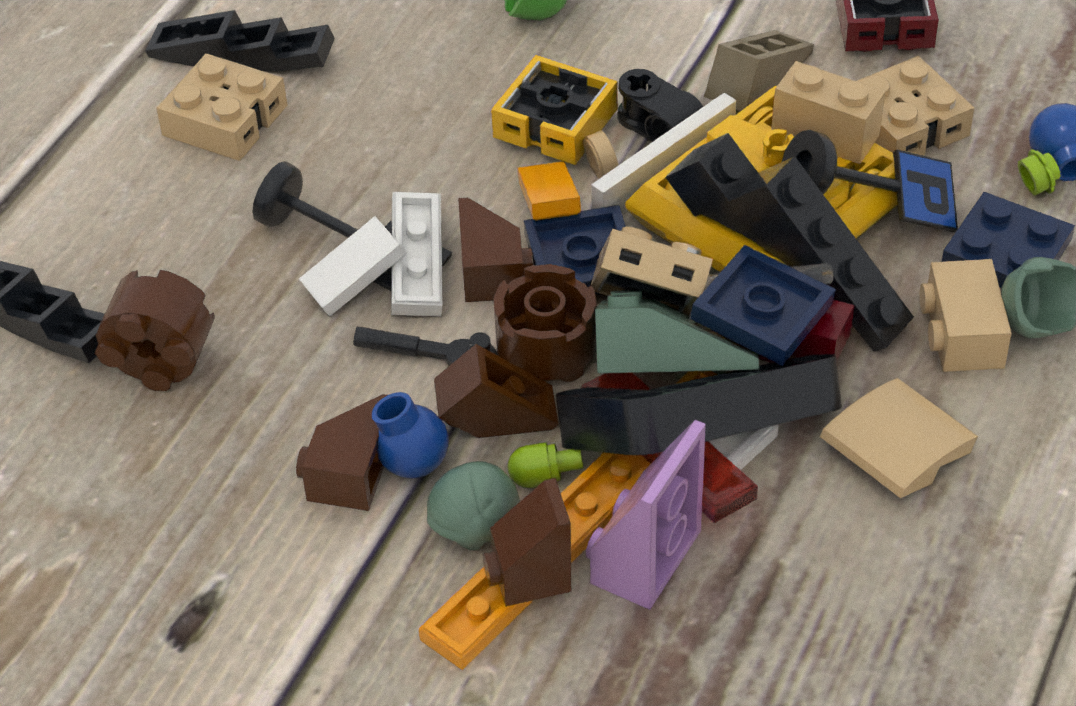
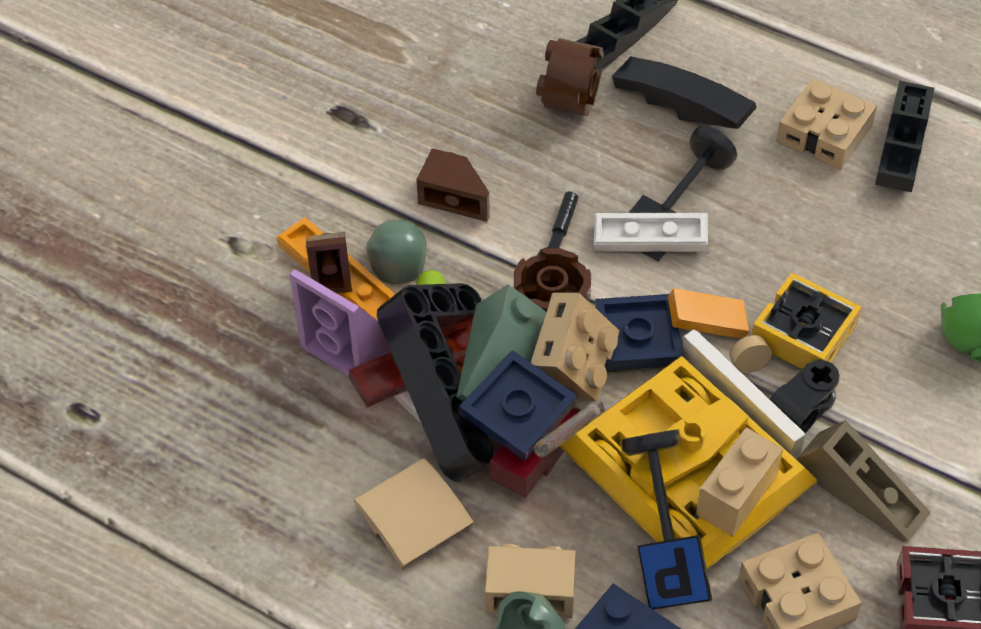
camera: 95 degrees right, 5 degrees up
(174, 223) = (691, 94): none -> black slope
(352, 266) = (635, 191): white tile -> none
(410, 436) = (455, 209): blue piece -> none
(489, 251) = (643, 268): reddish brown slope -> none
(493, 396) = (490, 260): reddish brown slope -> none
(793, 222) = (594, 441): black arch -> none

